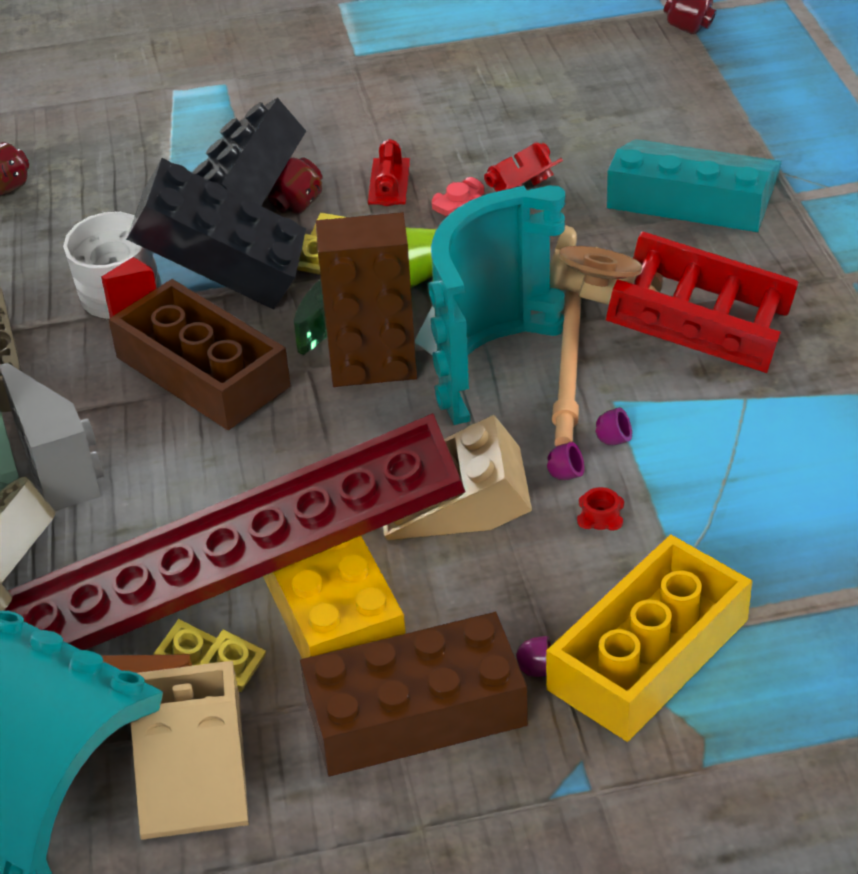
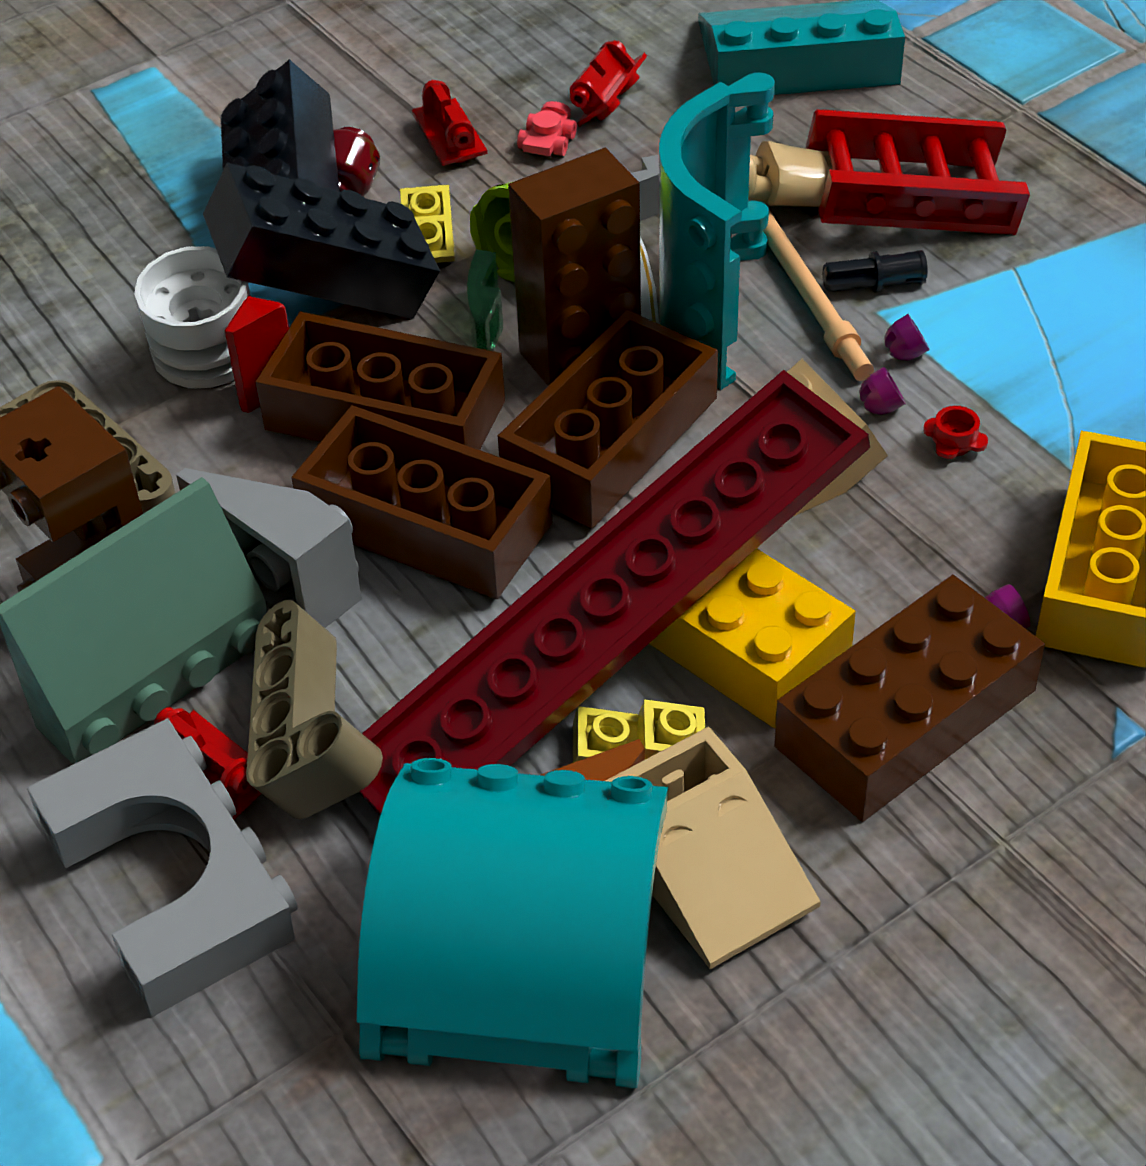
camera: 25 degrees left, 5 degrees up
(172, 437) = (430, 500): none -> reddish brown brick
(338, 410) = (612, 414): none -> reddish brown brick
(599, 264) = (797, 159): medium nougat dish -> none
(626, 369) = (876, 271): none -> black axle

